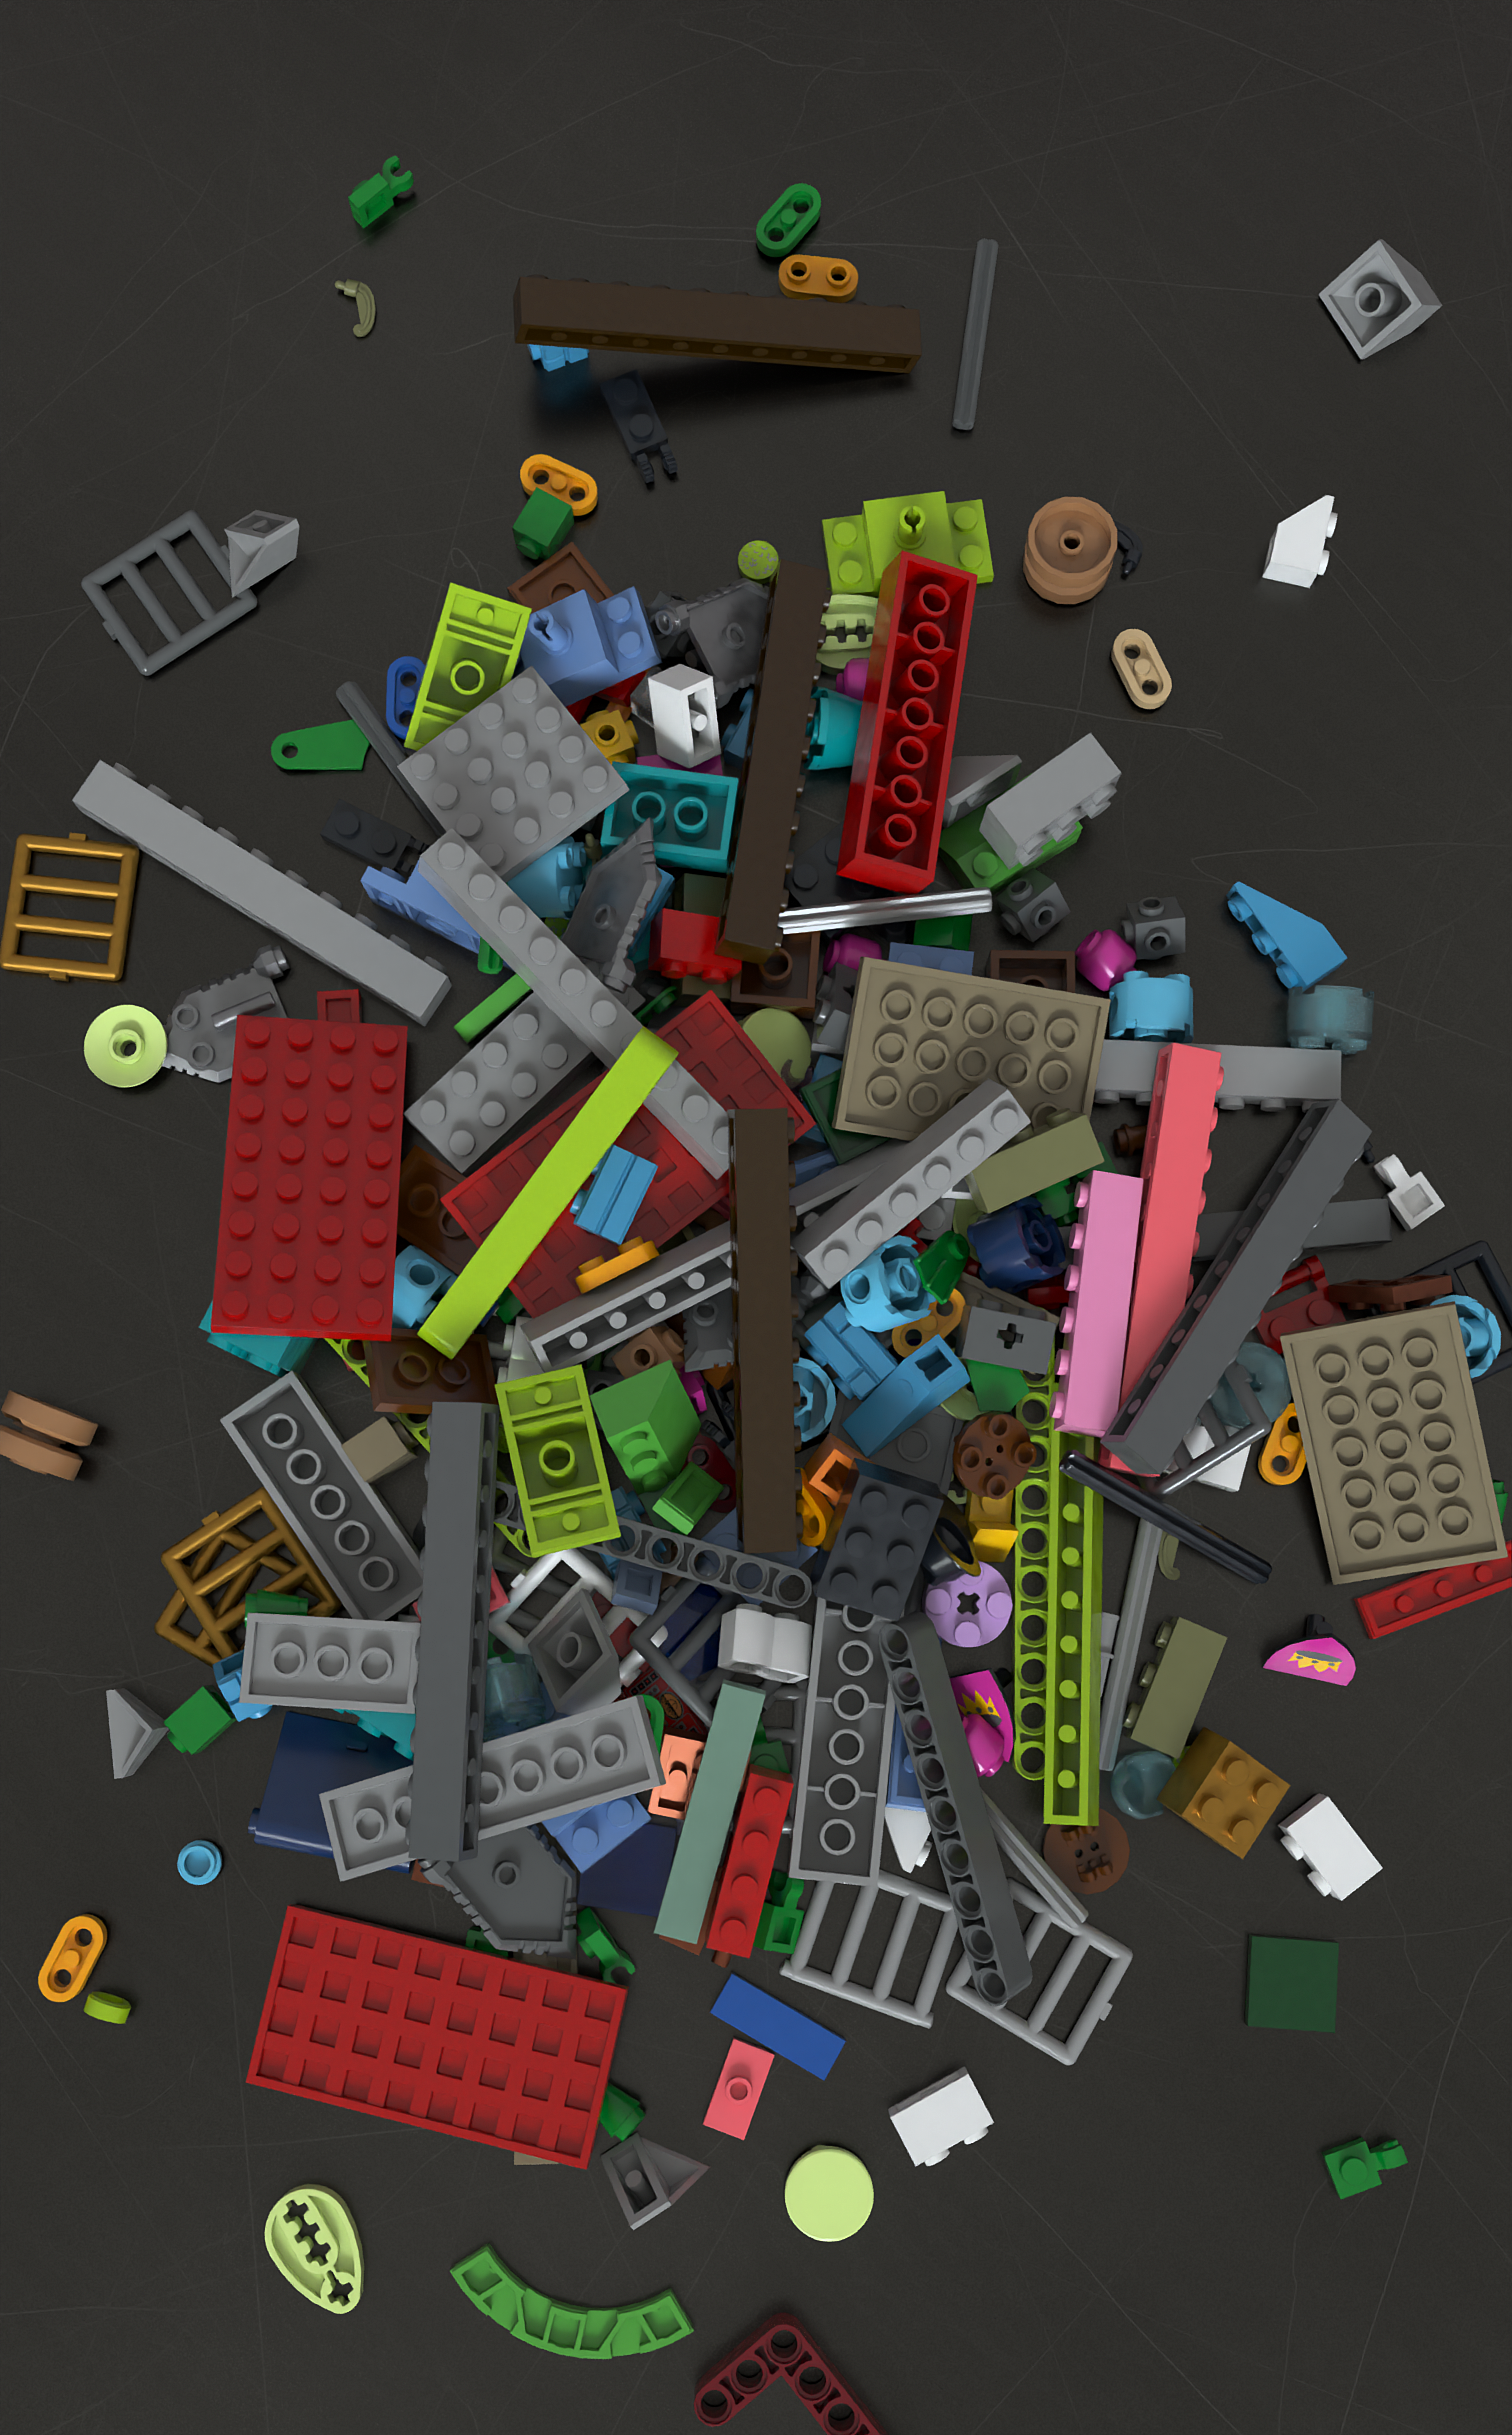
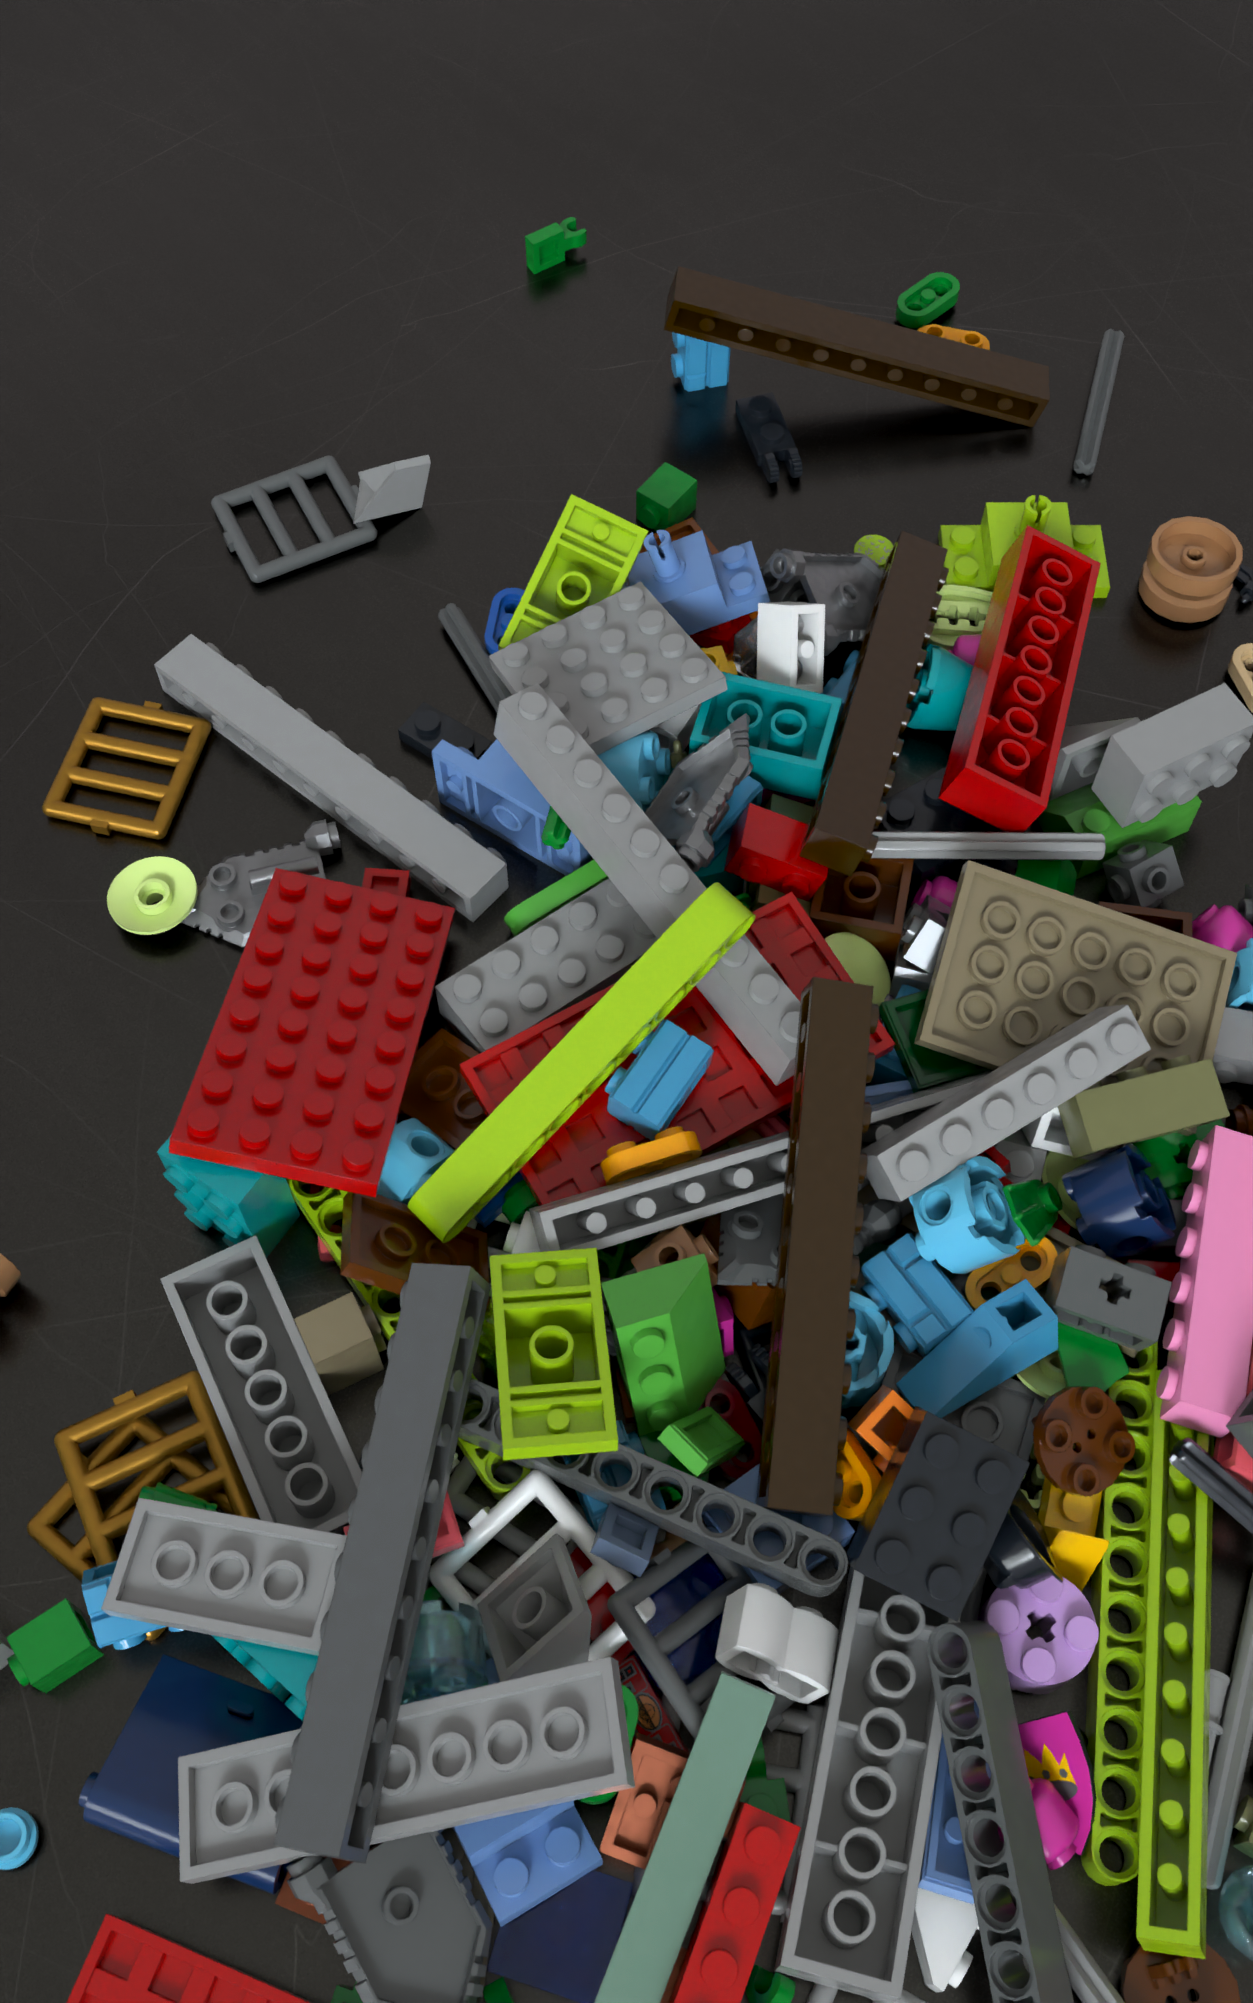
camera: 10 degrees right, 20 degrees down
(323, 747) = (415, 659): green piece -> none
(365, 304) = (526, 323): olive piece -> none
(561, 483) = (707, 472): light orange plate -> none

